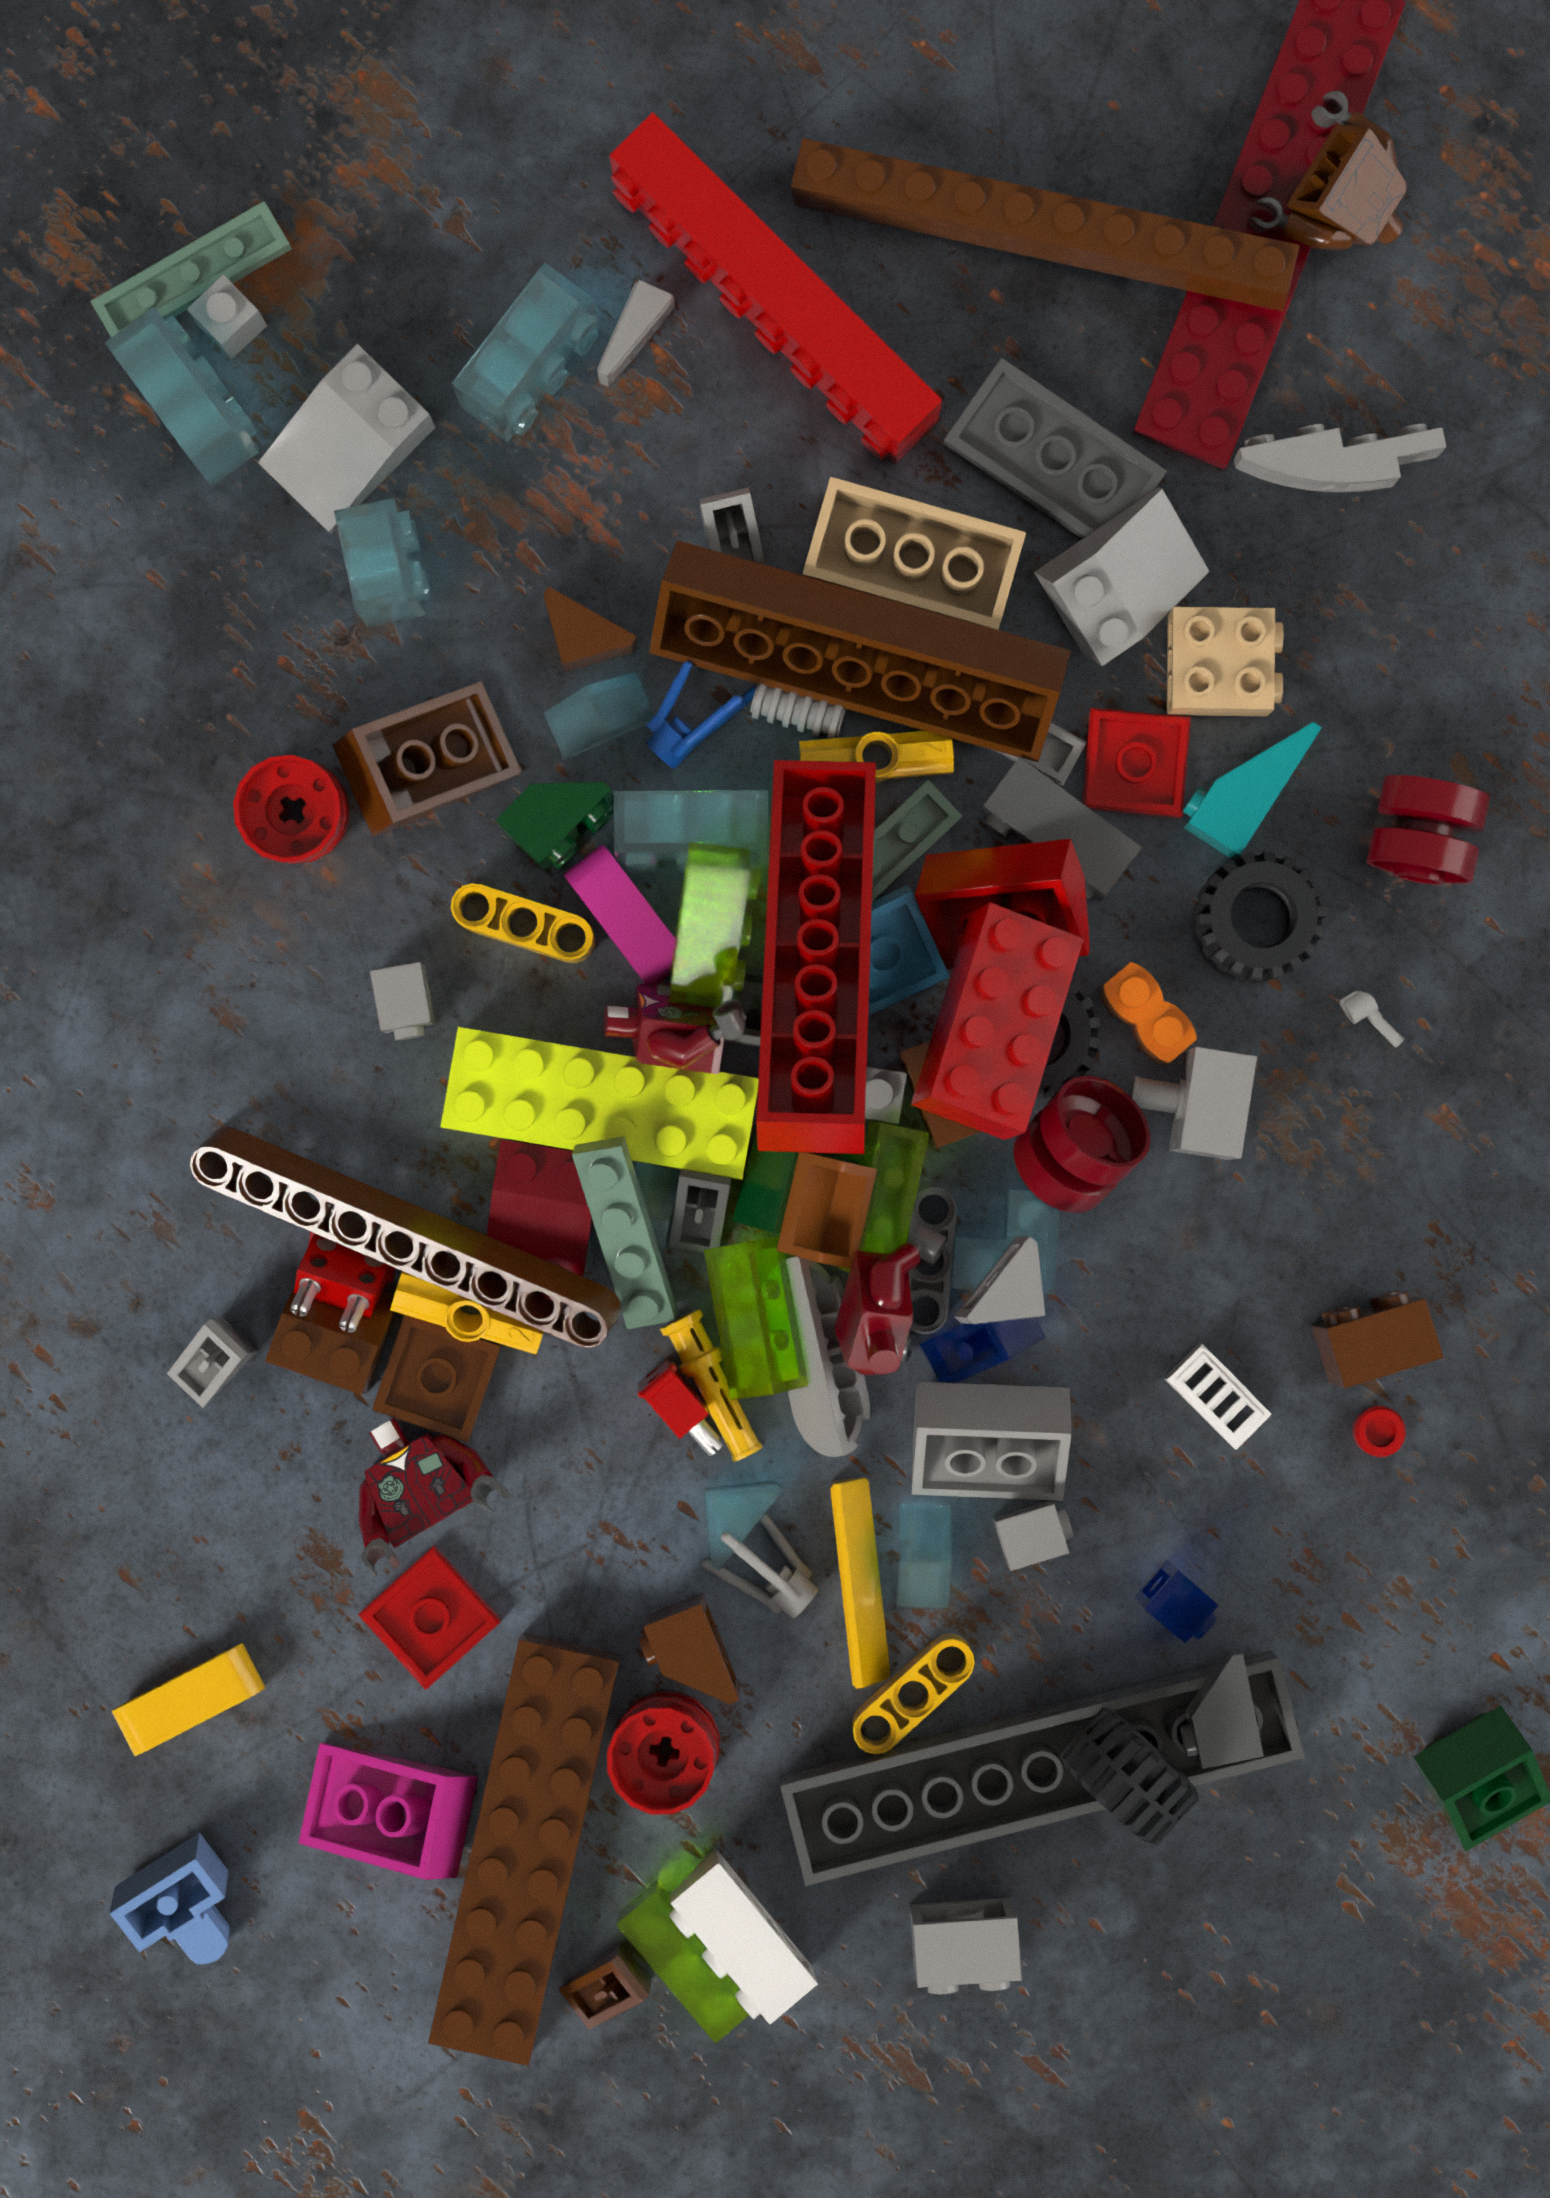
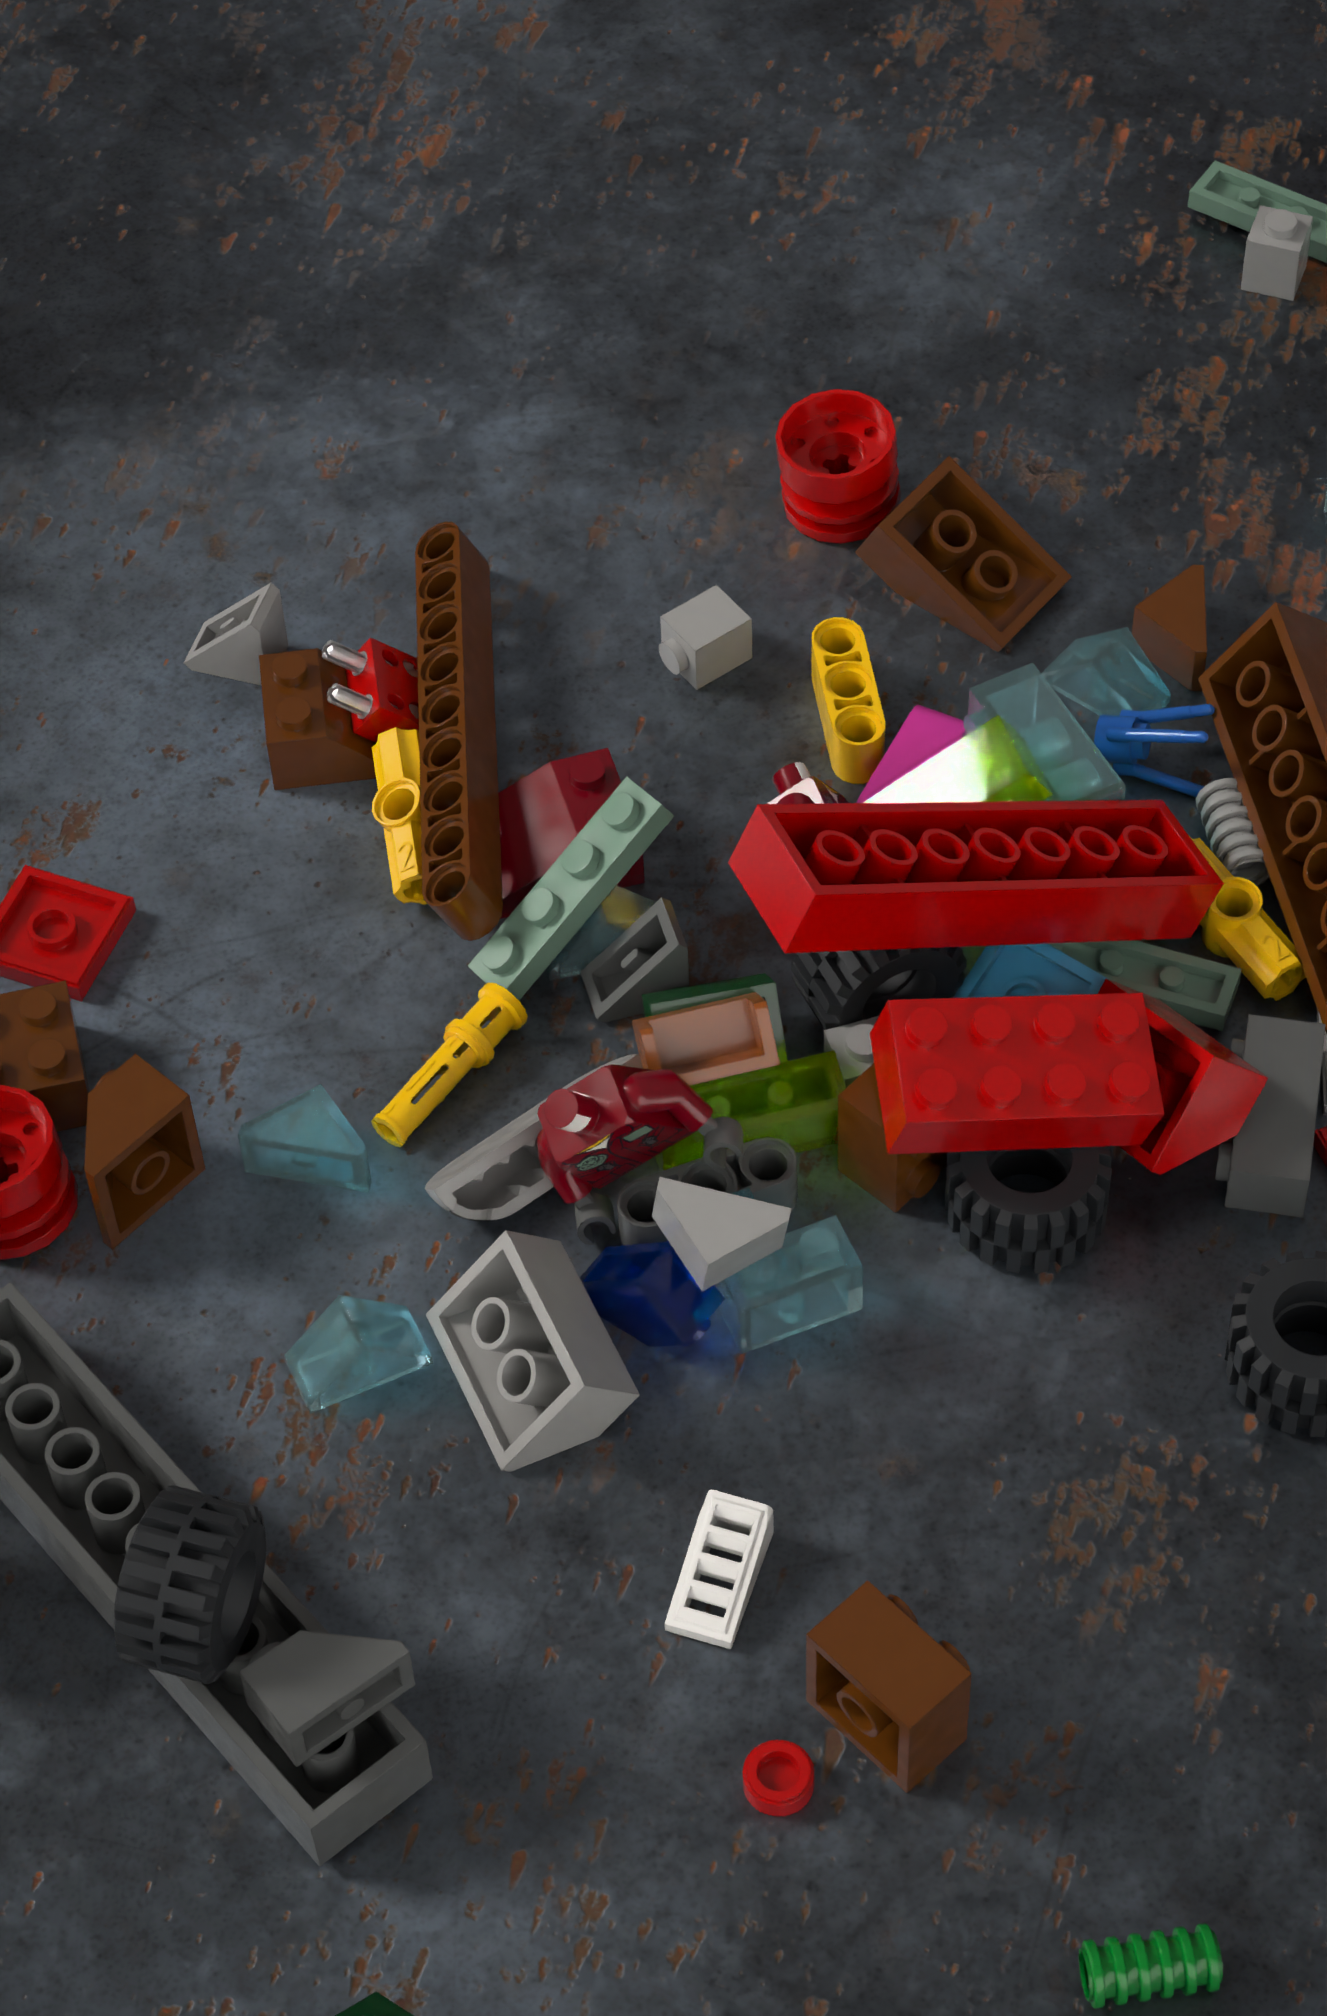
camera: 65 degrees right, 35 degrees down
(185, 394) = (1177, 240): clear light blue brick -> none
(346, 438) = (1235, 383): light grey slope -> none
(380, 562) = (1129, 433): clear light blue brick -> none
(416, 1488) = (184, 848): dark red torso -> none
(436, 1378) = (320, 826): reddish brown plate -> none
(553, 817) = (962, 644): dark green slope -> none
(585, 1095) = (682, 753): neon yellow brick -> none
(678, 1405) = (407, 1023): red piece -> none
(755, 1318) = (543, 1056): clear neon green brick -> none
(789, 1588) = (250, 1230): light grey plant -> none
(860, 1581) = (291, 1295): yellow slope -> none
(905, 1717) = (205, 1425): yellow beam -> none
(1033, 1534) = (441, 1441): light grey brick -> none
(1082, 1144) = (931, 1255): dark red wheel -> none
(1156, 1025) = (1125, 1284): orange brick -> none
(1178, 1603) = (441, 1613): clear blue slope -> none
(1206, 1103) = (1062, 1374): light grey brick -> none
(1362, 1005) = (1284, 1512): light grey hand -> none

